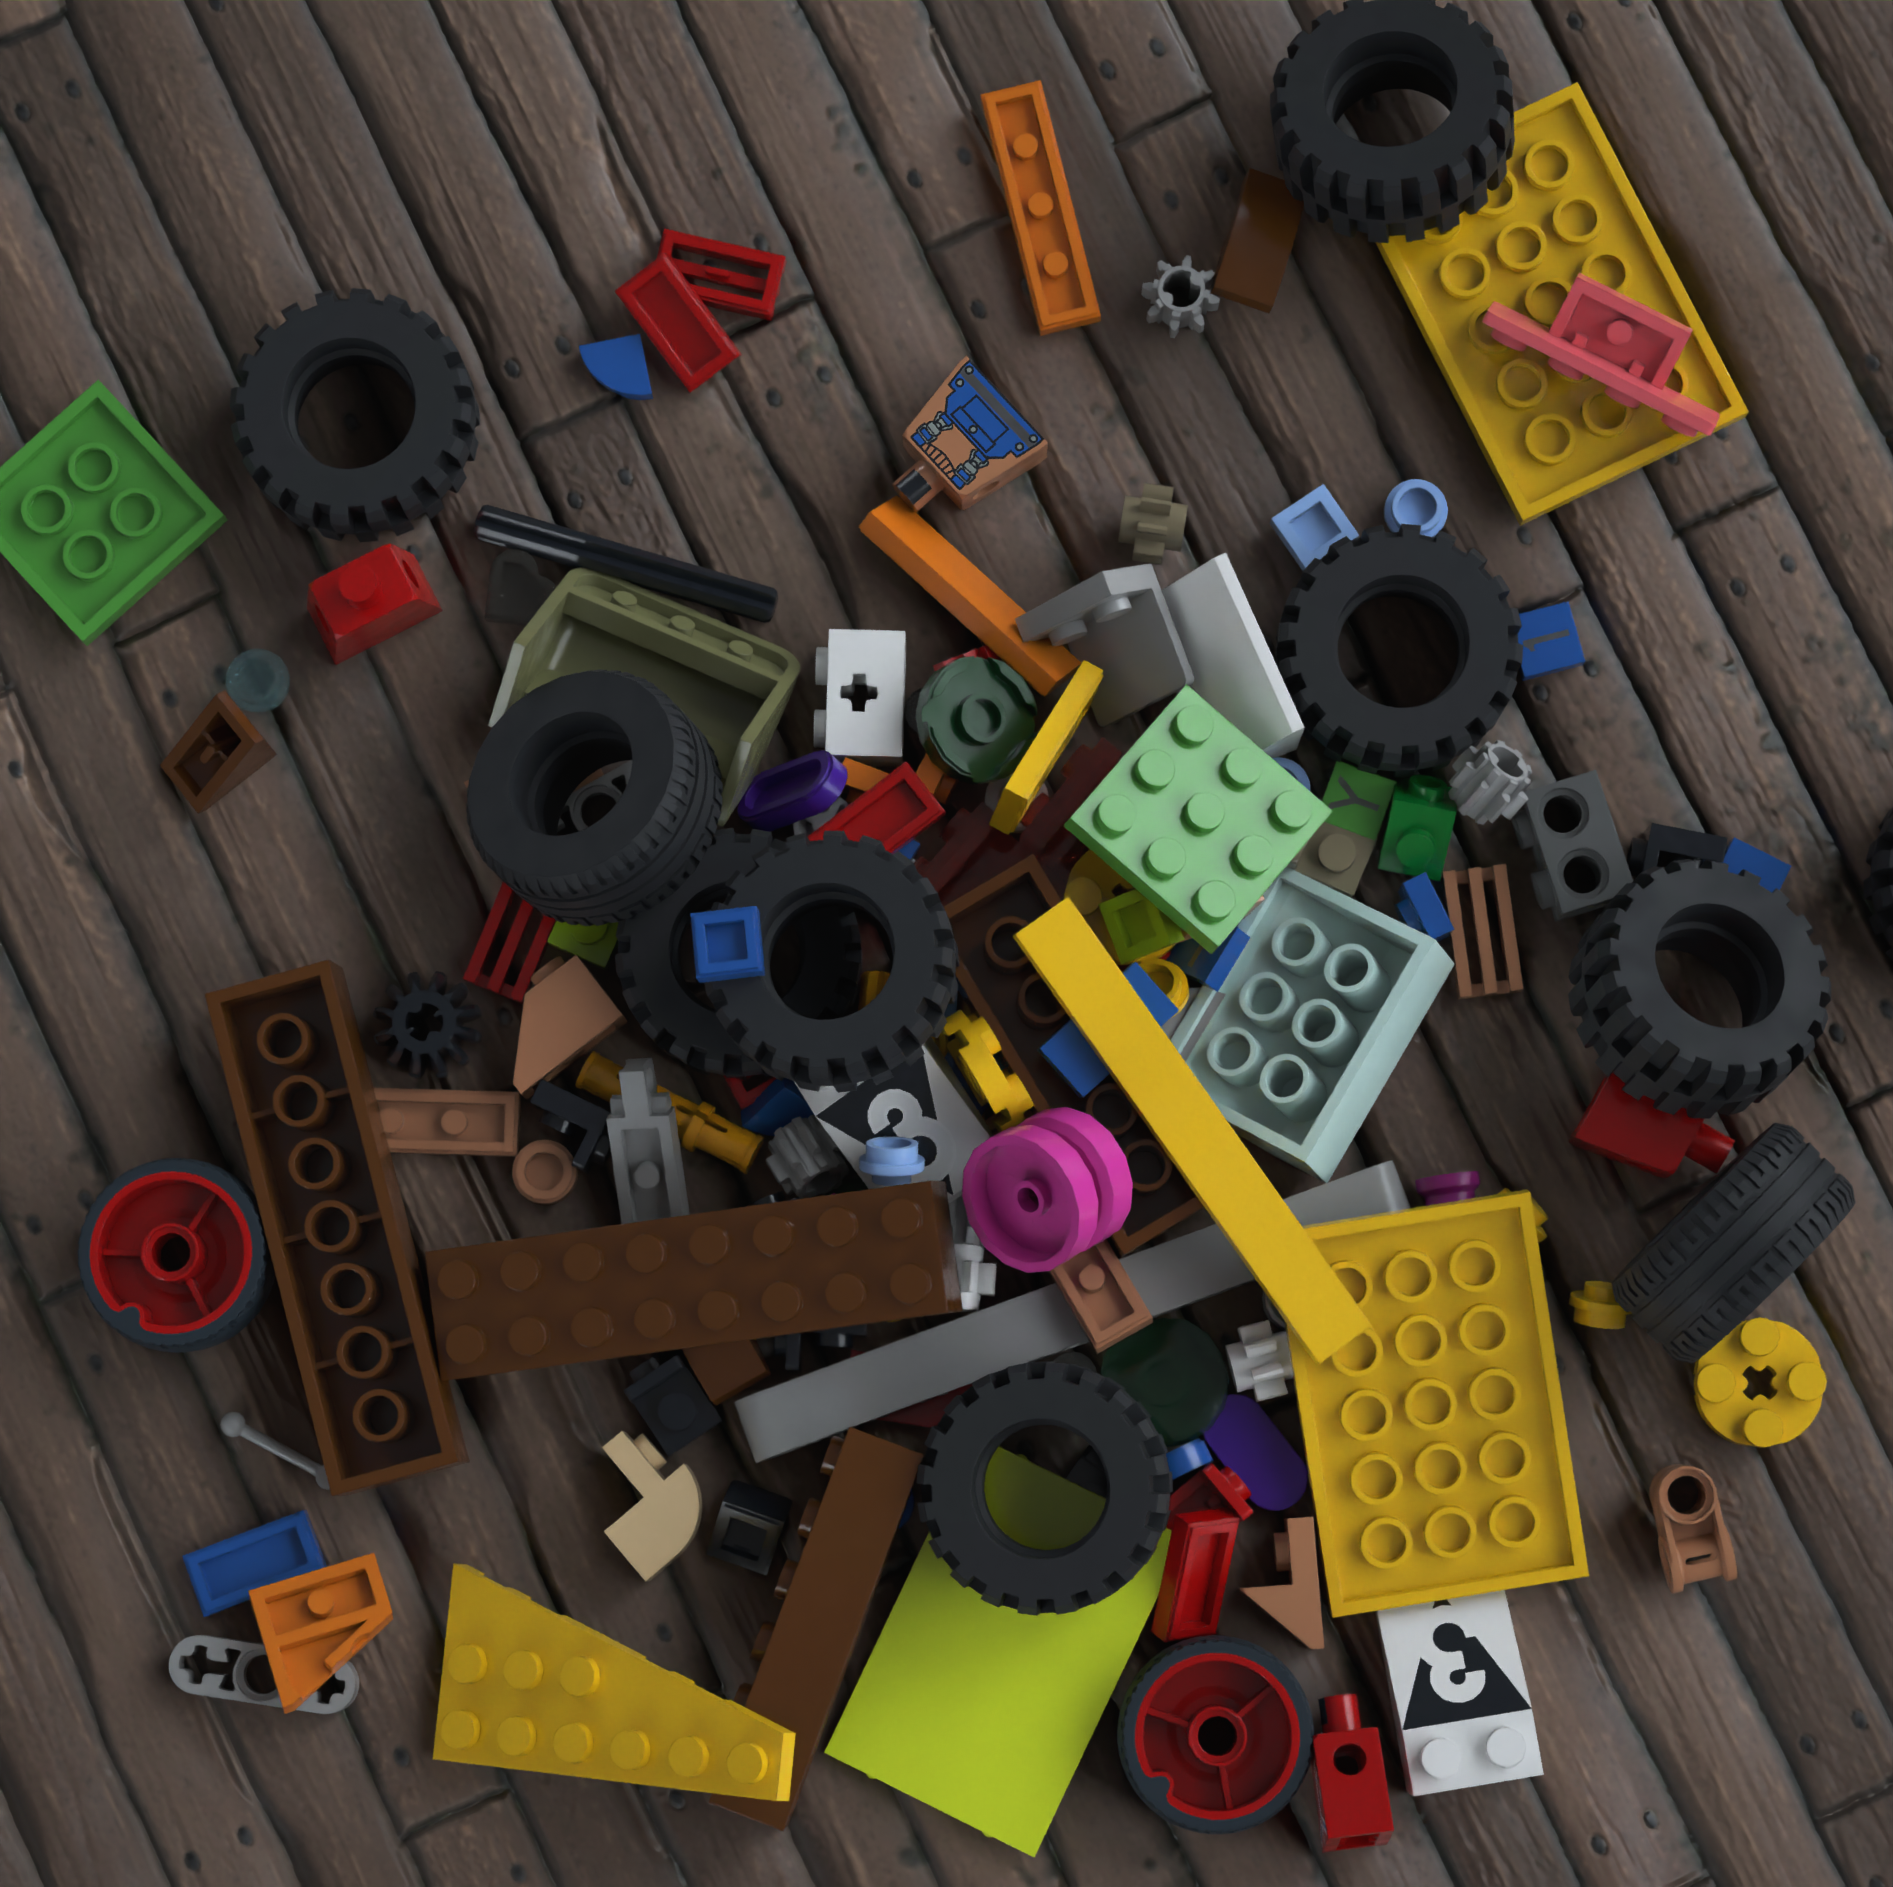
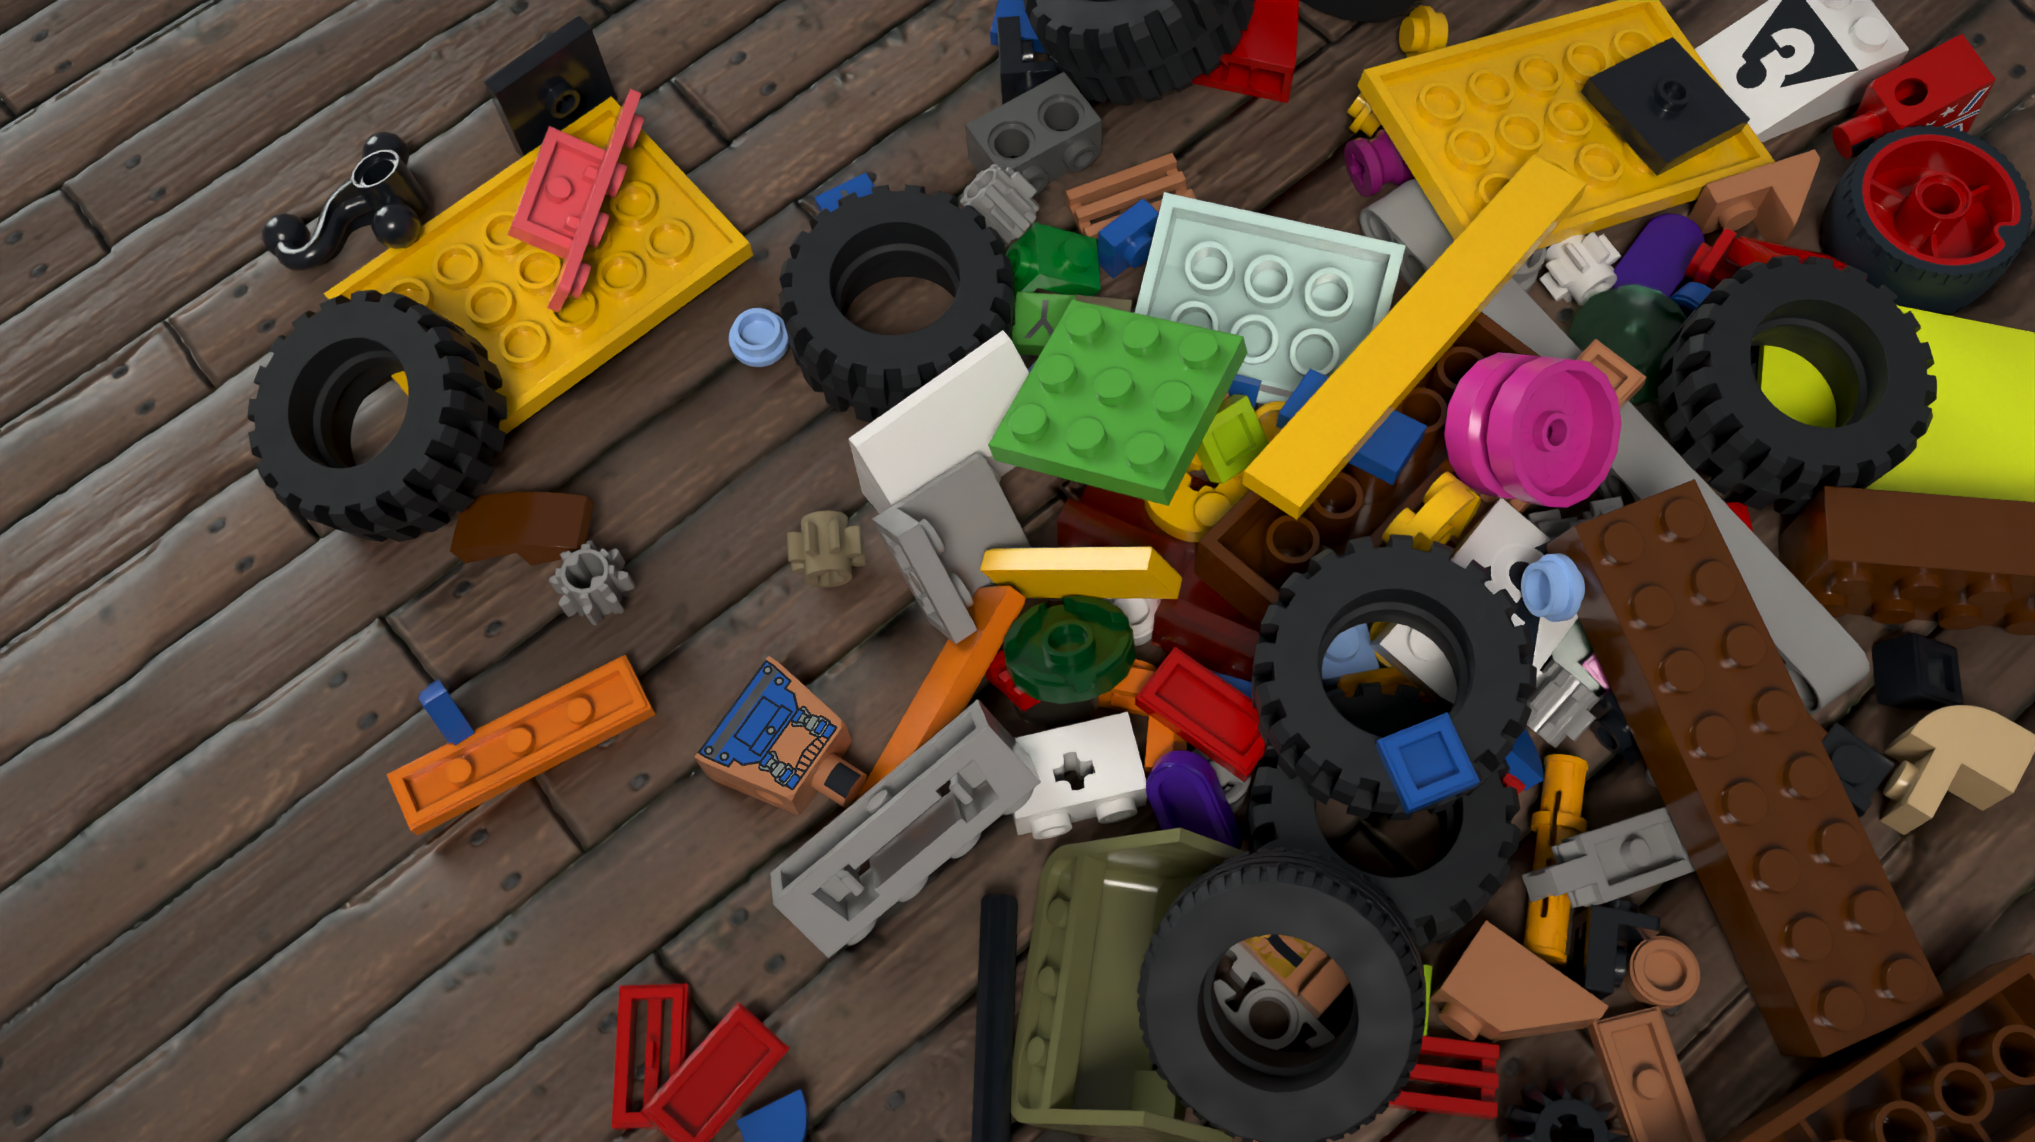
camera: 105 degrees left, 15 degrees down
(841, 525) = (822, 886): none -> light grey brick
(1082, 139) = (445, 713): none -> blue tile
(1312, 526) = (797, 413): light blue plate -> none
(1420, 1511) = (1665, 105): none -> black plate
(1633, 163) = (376, 195): none -> black piece
(1757, 347) = (550, 85): none -> black plate

